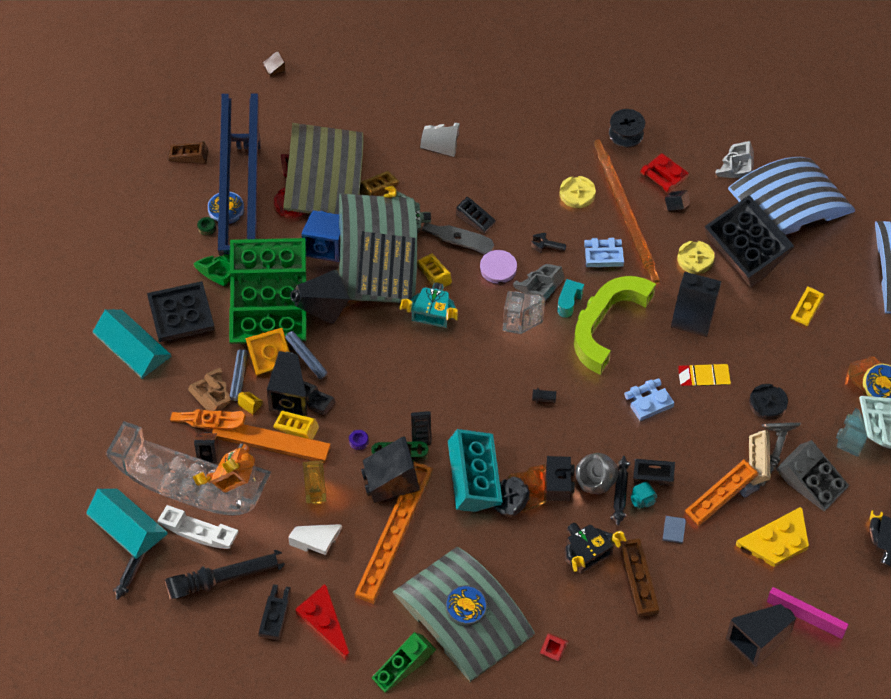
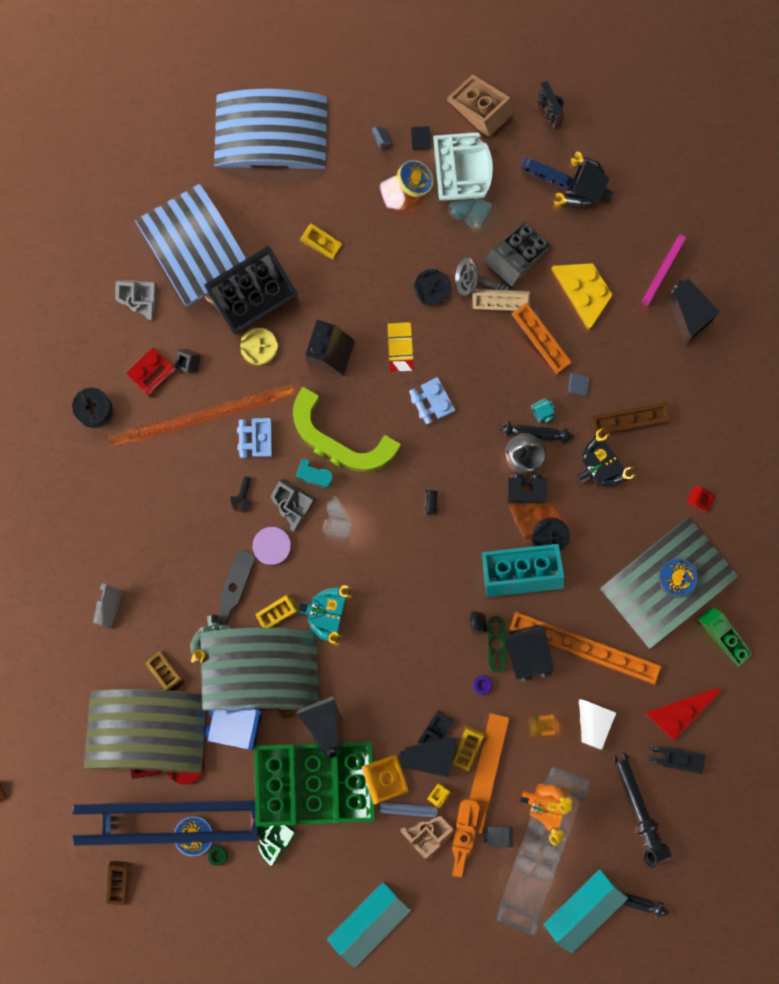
camera: 85 degrees left, 25 degrees up
(180, 311) = (331, 875): black plate -> none
(197, 530) = (590, 839): white slope -> none
(306, 355) = (388, 740): sand blue axle -> none
(386, 265) = (290, 659): sticker -> none
(468, 206) = (192, 576): black slope -> none
(577, 192) = (174, 462): light yellow tile -> none
(663, 475) = (521, 388): black brick -> none

